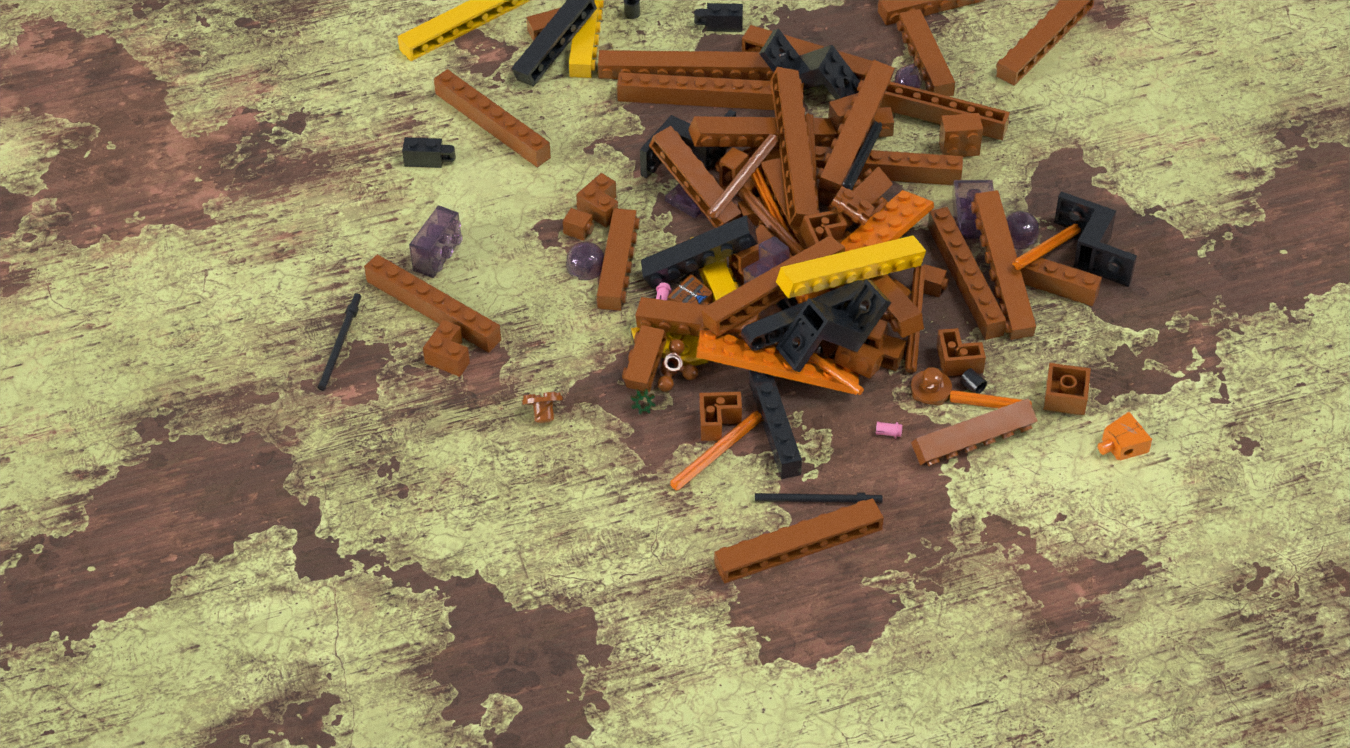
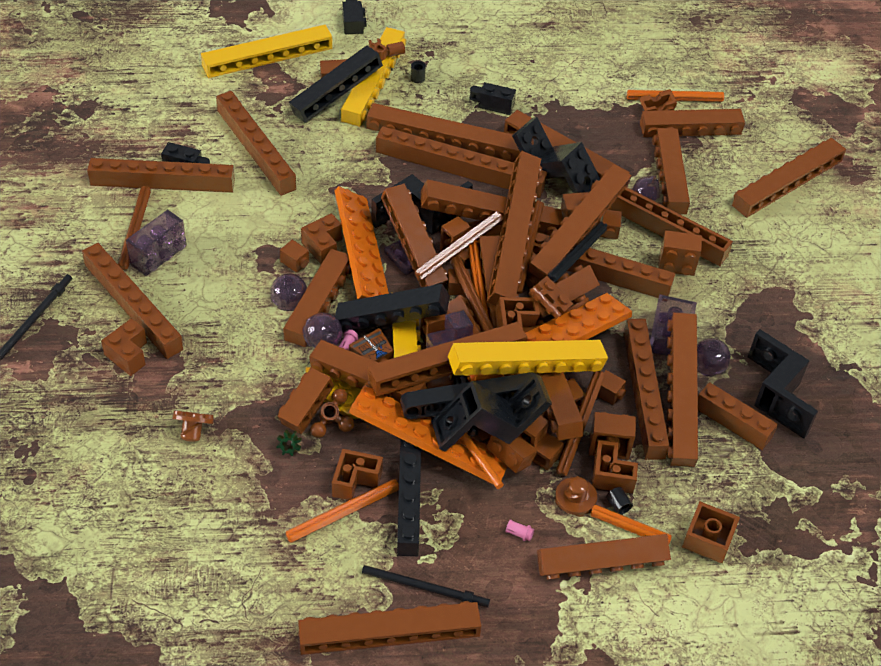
camera: 10 degrees right, 0 degrees up
(401, 227) = (135, 224): none -> dark orange axle
(409, 173) = (161, 175): none -> dark orange brick
(634, 286) = (322, 327): none -> cylinder
(641, 196) = (361, 244): none -> orange plate
(949, 316) = (613, 429): none -> dark orange brick
(1046, 246) = (730, 380): orange axle -> none
(1125, 438) = (756, 600): orange torso -> none

